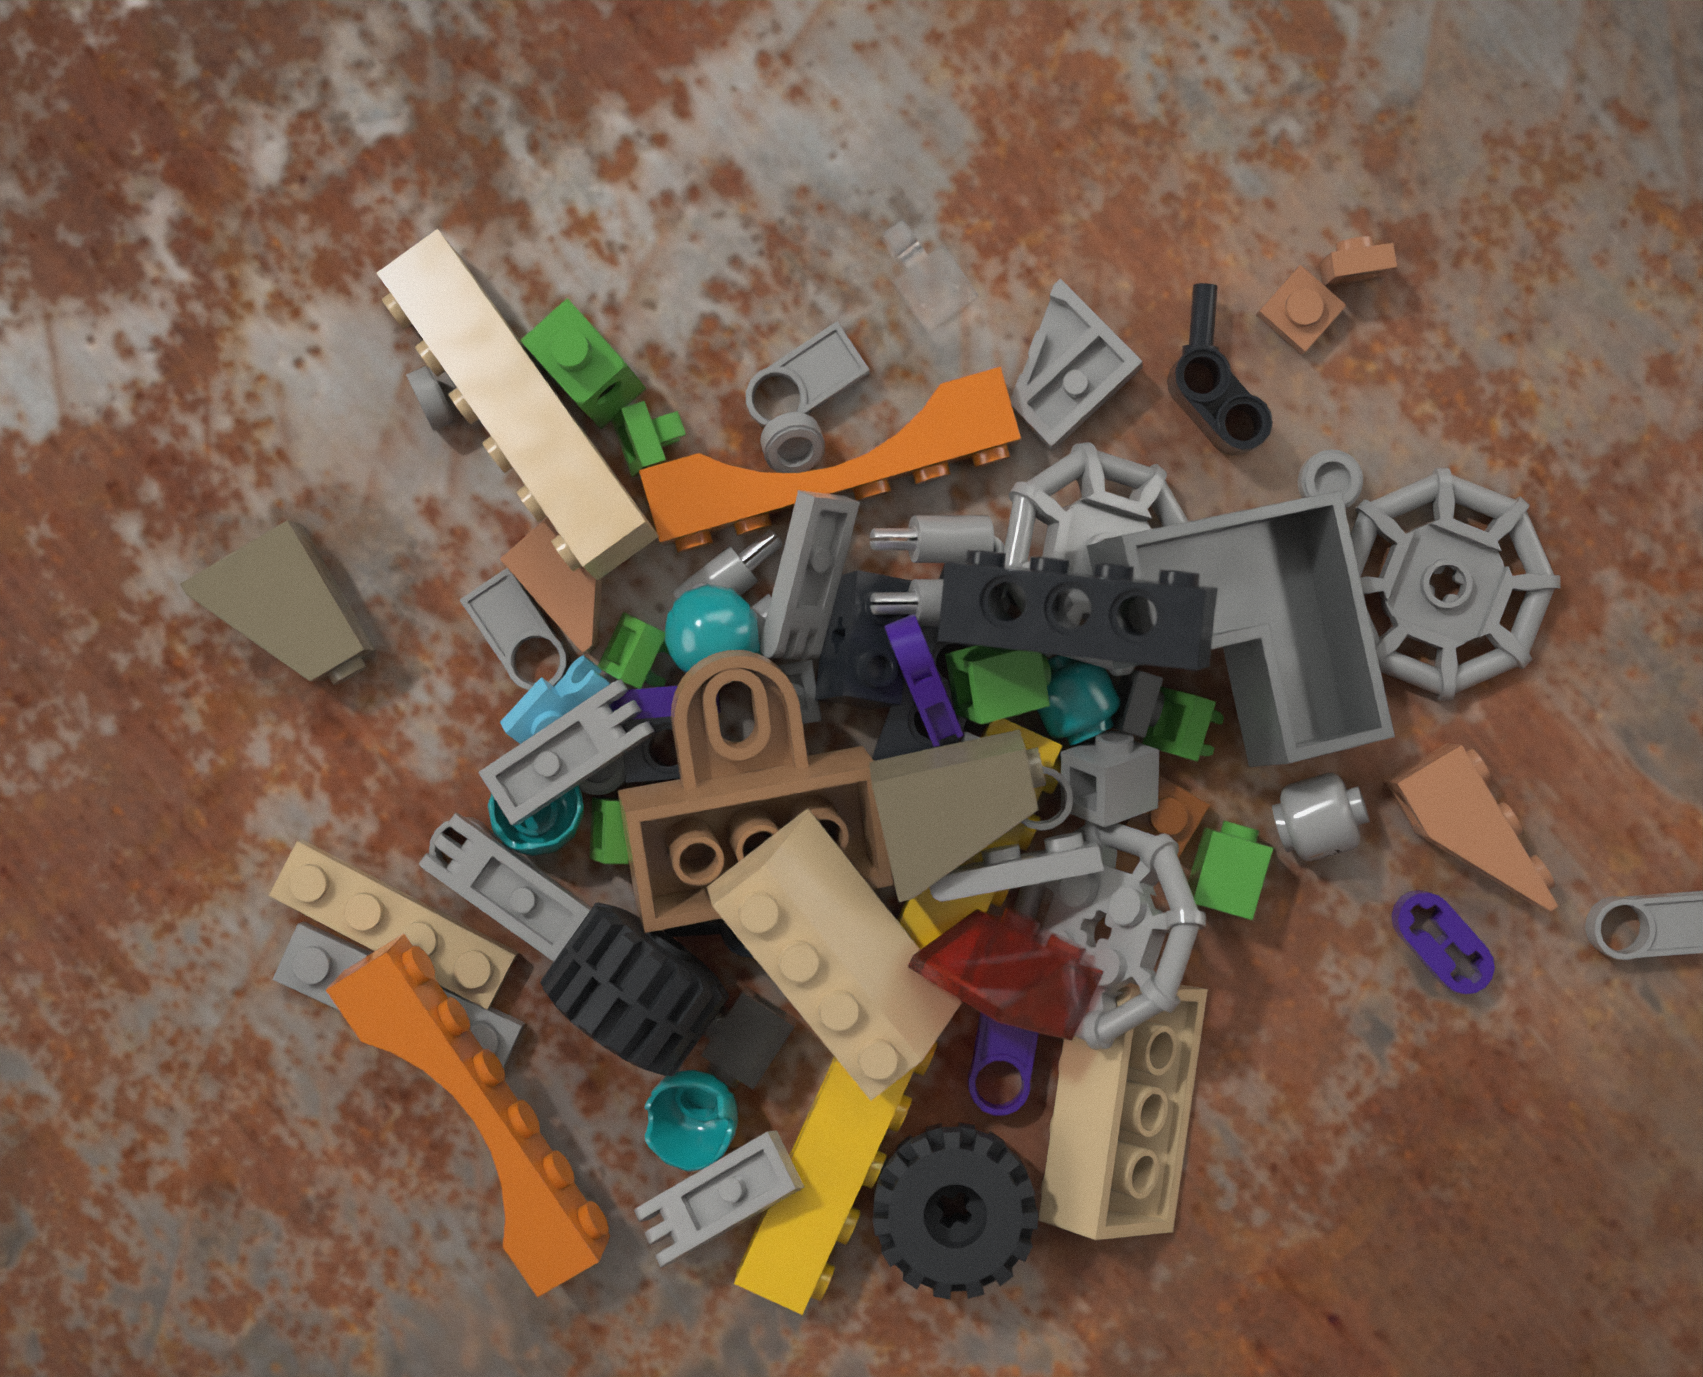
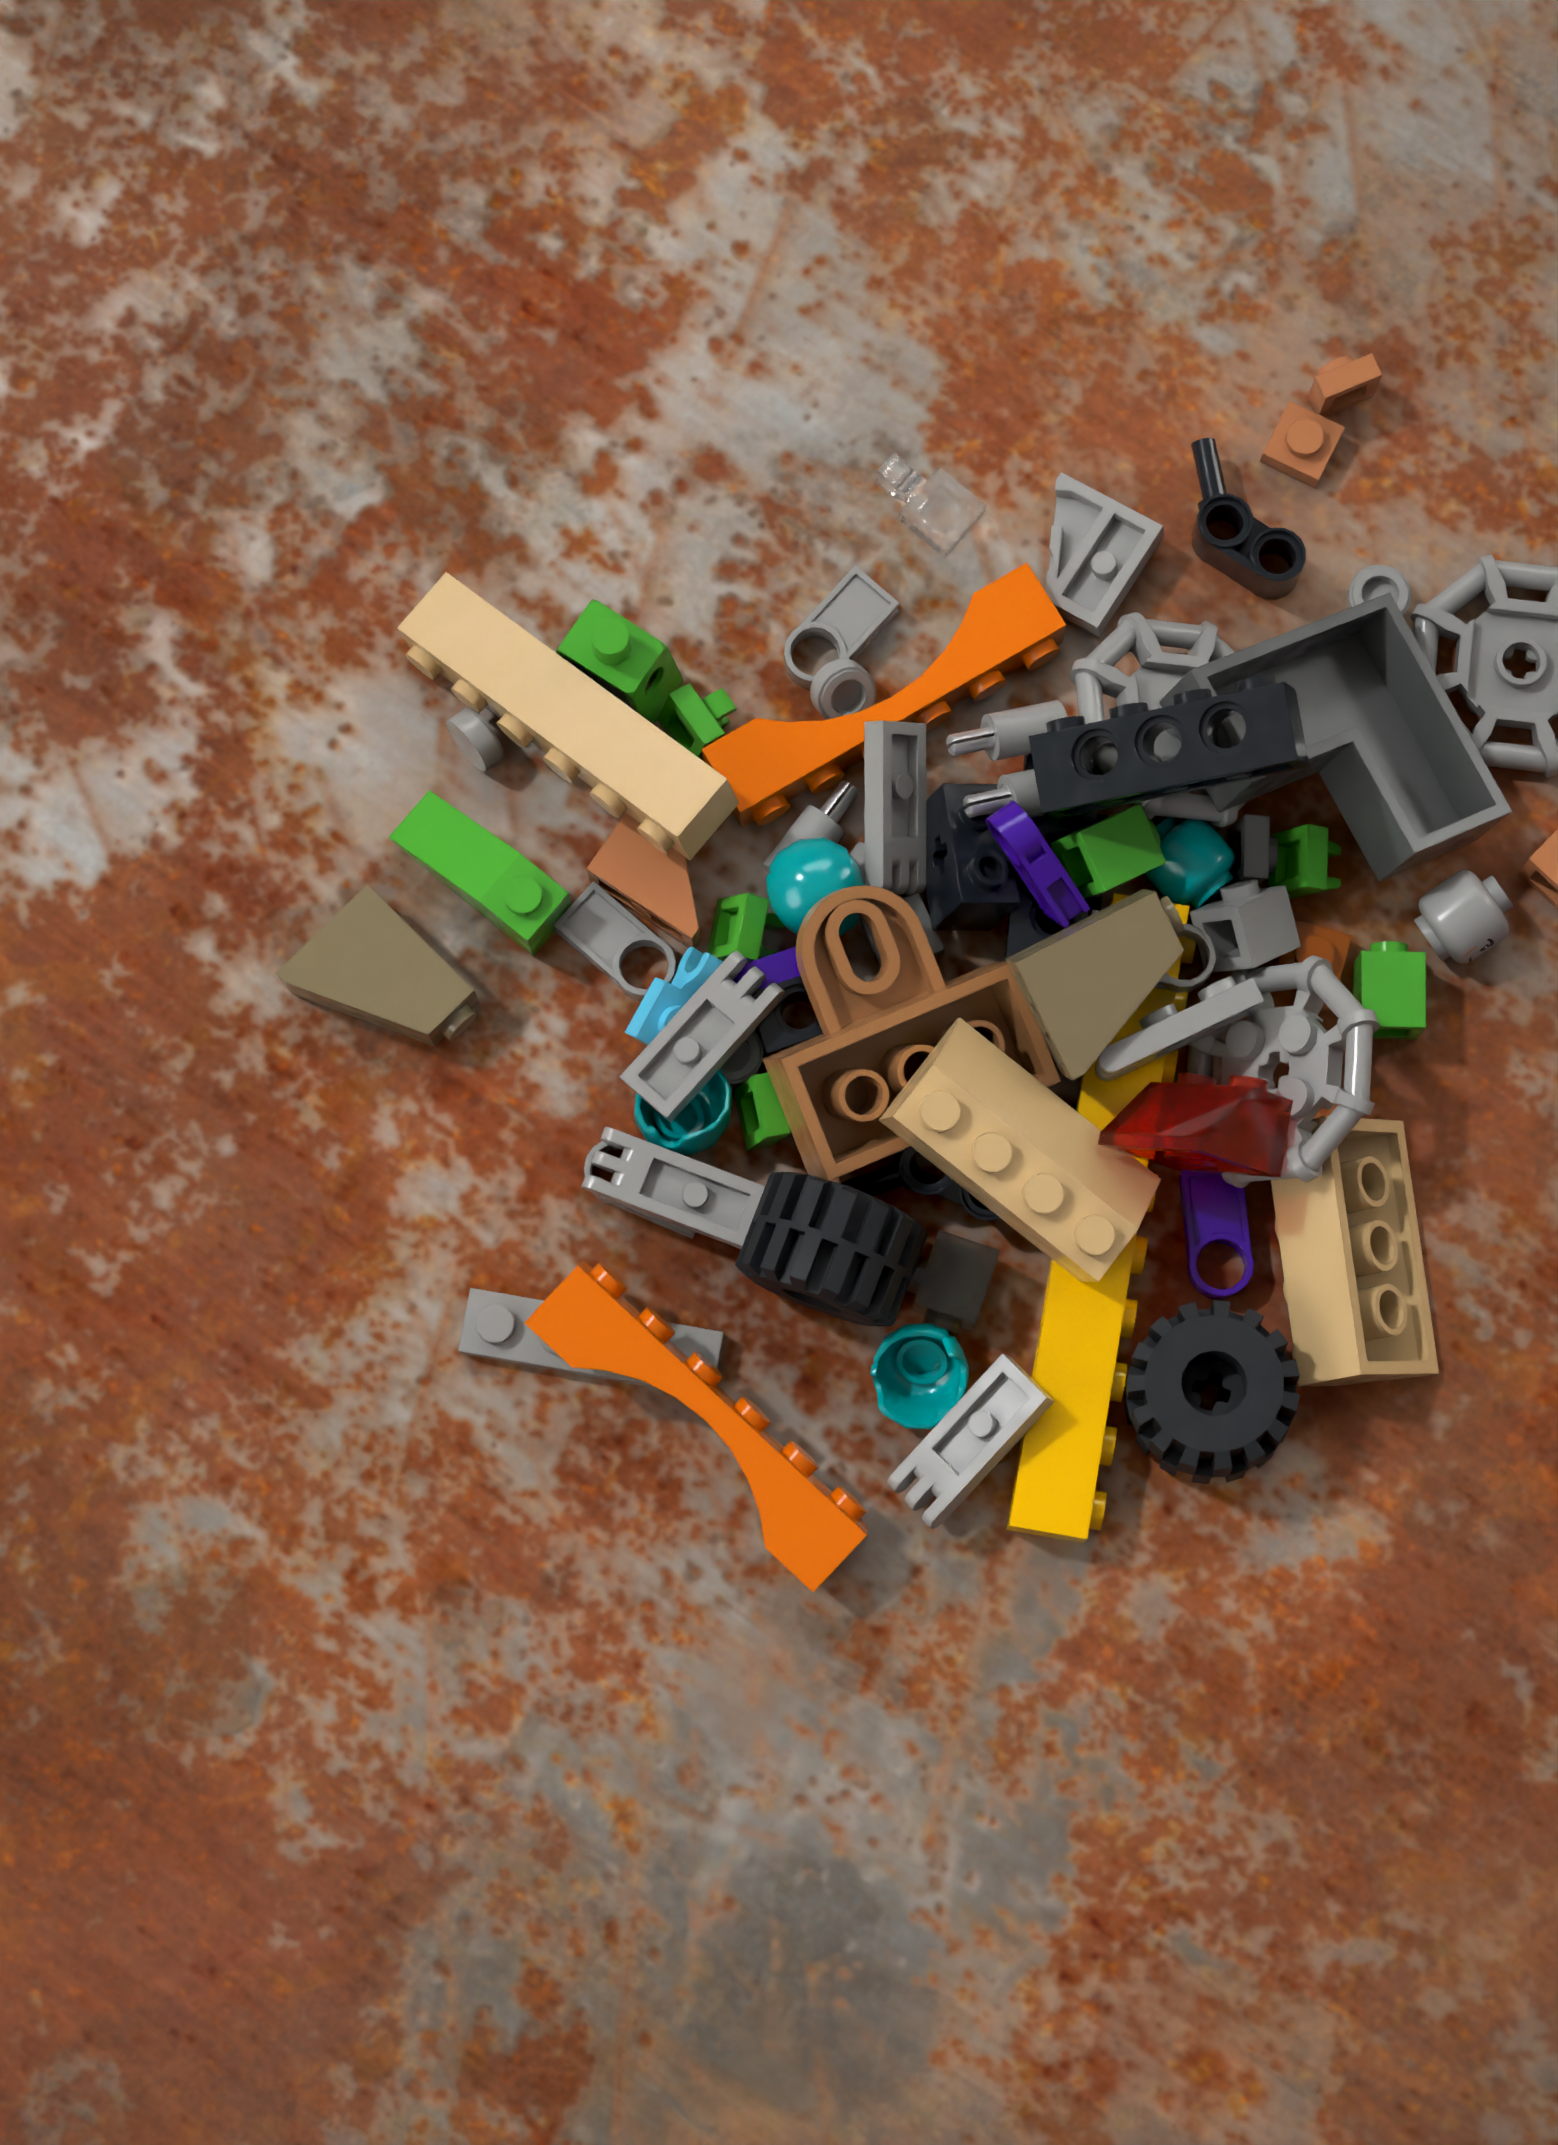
camera: 10 degrees left, 10 degrees down
(379, 913) = (542, 1257): tan plate -> none
(405, 529) = (483, 871): none -> bright green slope

